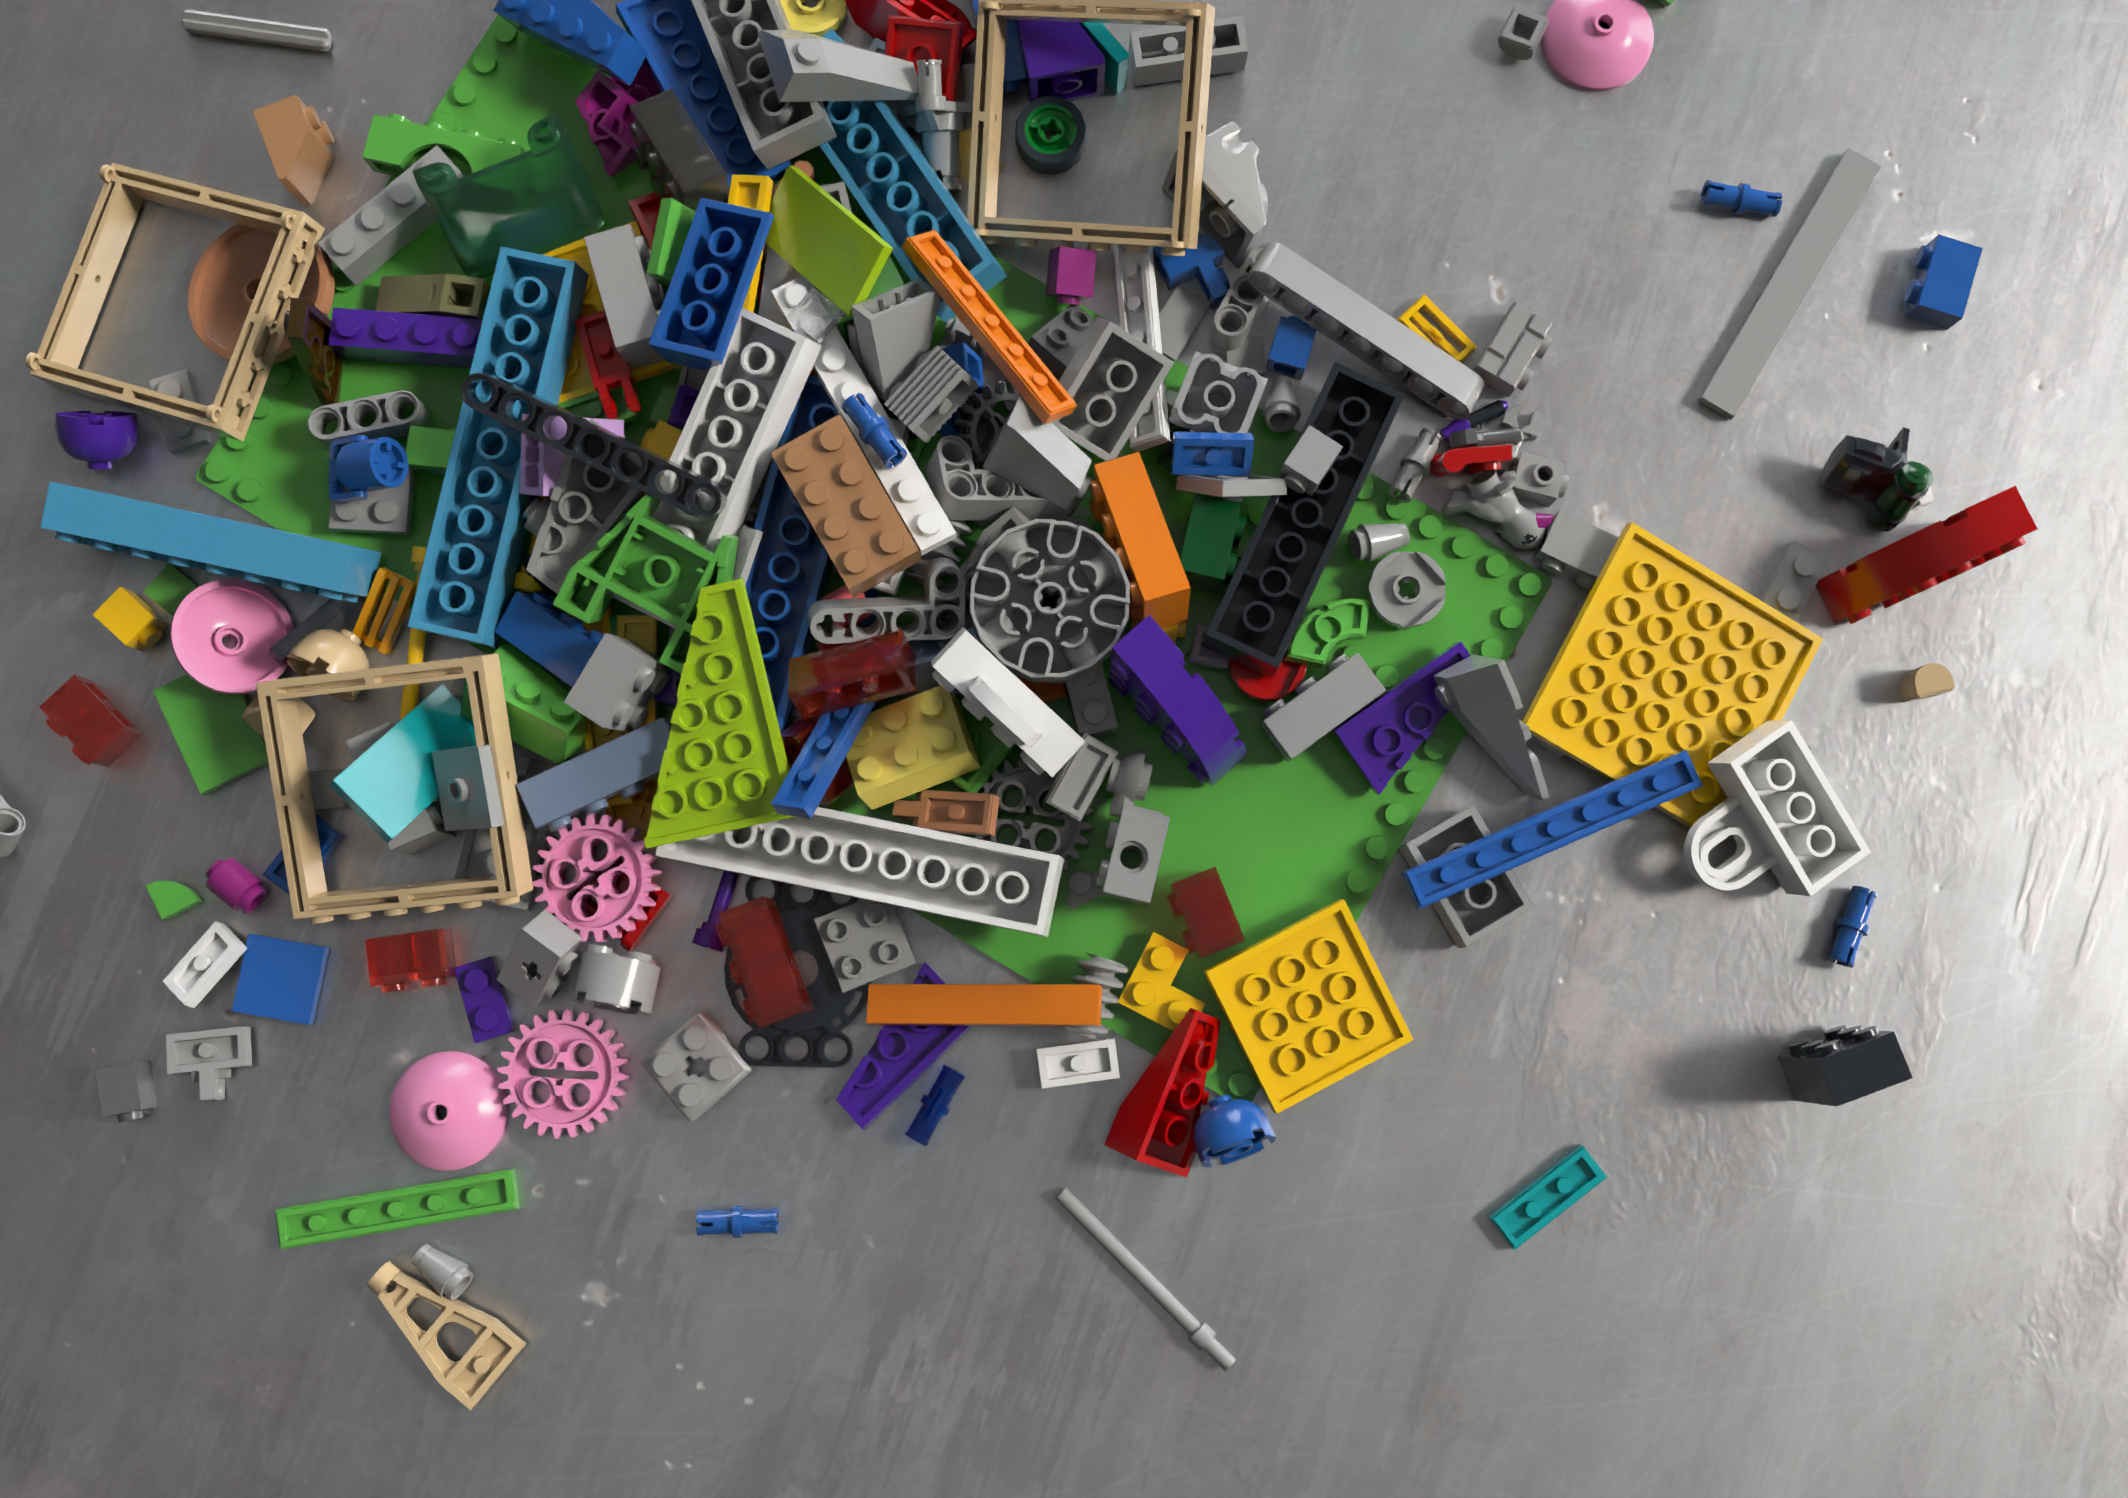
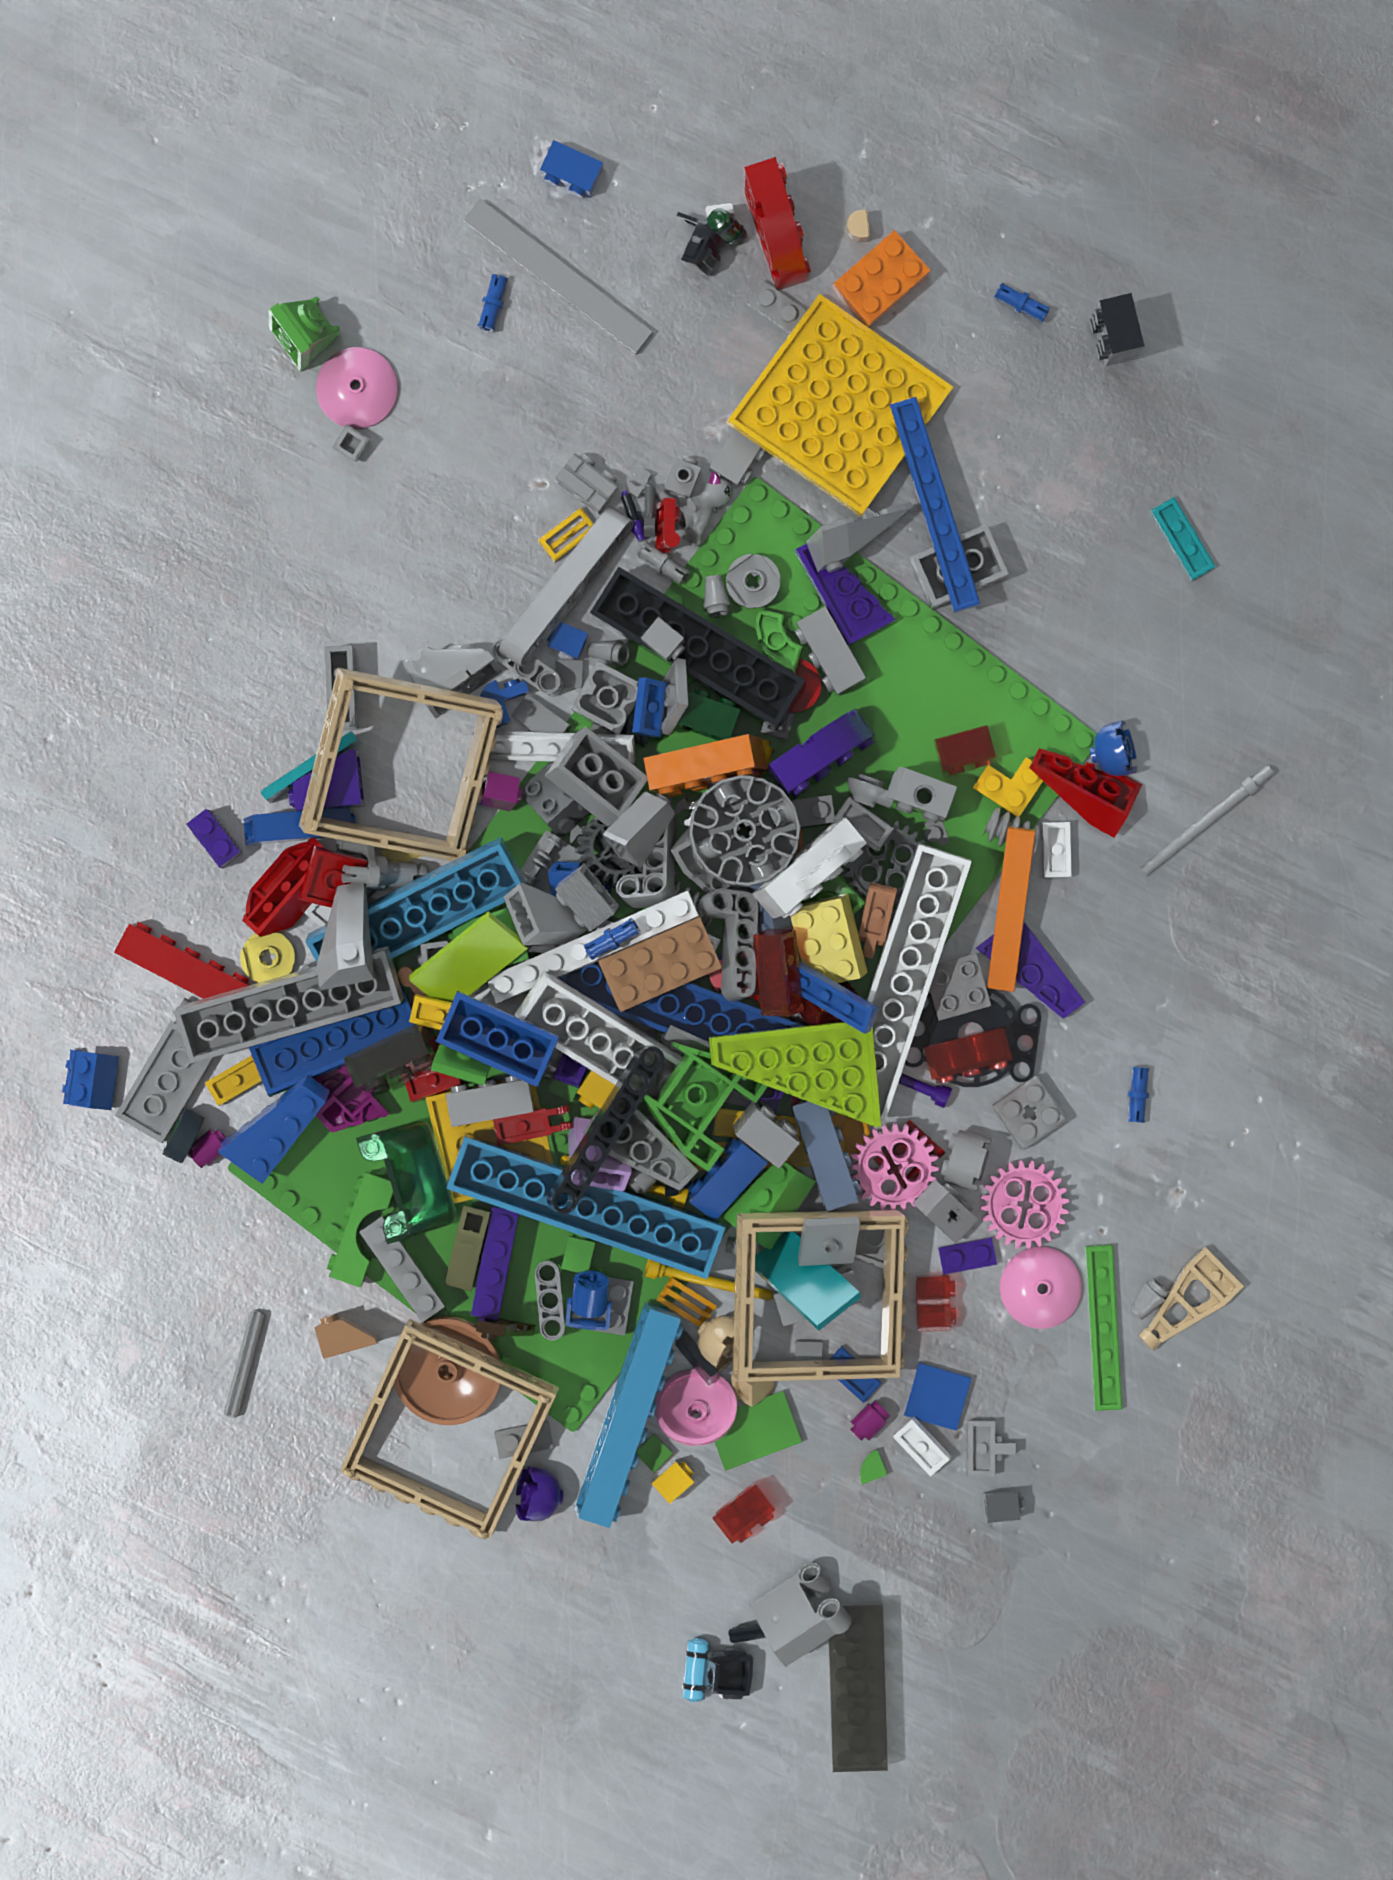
camera: 80 degrees left, 5 degrees up
(815, 315) = (522, 972): clear tile -> none
(935, 1105) = (1089, 961): clear blue pin -> none
(989, 326) = (548, 851): orange tile -> none
(1064, 148) = (375, 794): wheel -> none
(1308, 1005) = (1035, 686): yellow plate -> none
(1777, 813) = (940, 347): white brick -> none
(1857, 722) = (881, 279): none -> orange brick

